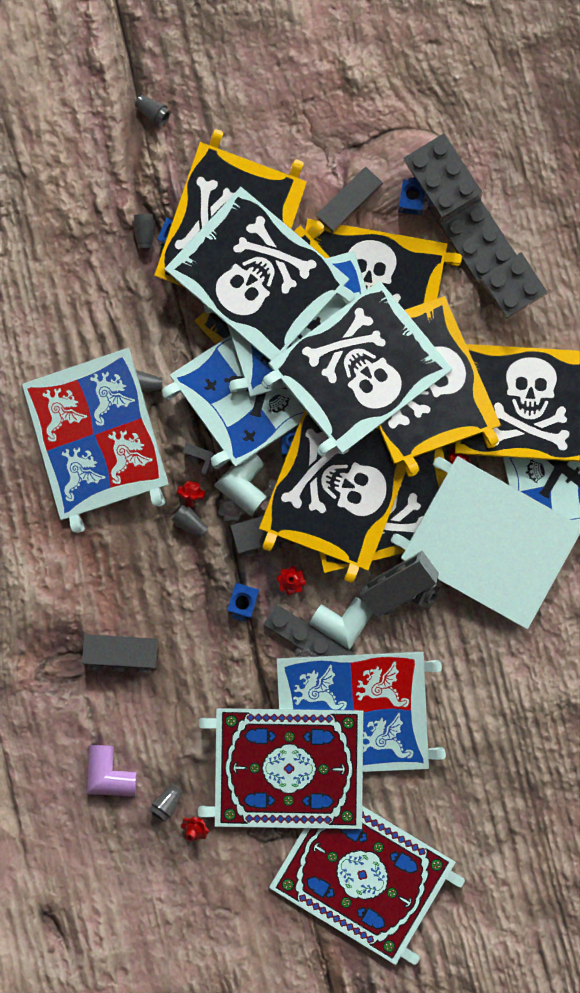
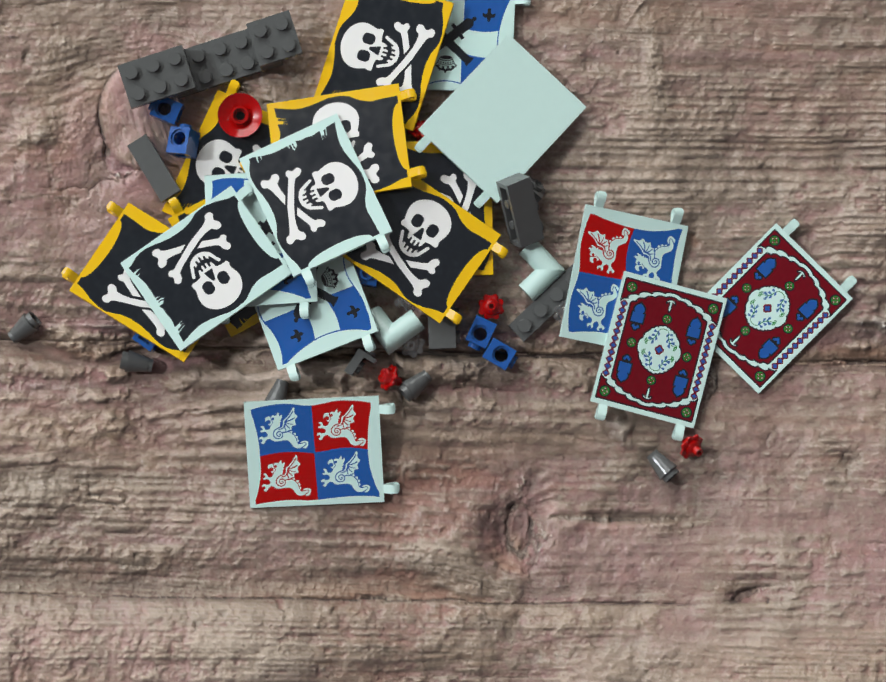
camera: 80 degrees left, 5 degrees up
(103, 779) = (626, 518): lavender brick -> none
(120, 653) = (519, 475): dark grey brick -> none
(270, 581) = (485, 324): none -> blue brick
(383, 221) = (189, 147): none -> blue brick
(429, 260) = (228, 115): none -> red dish

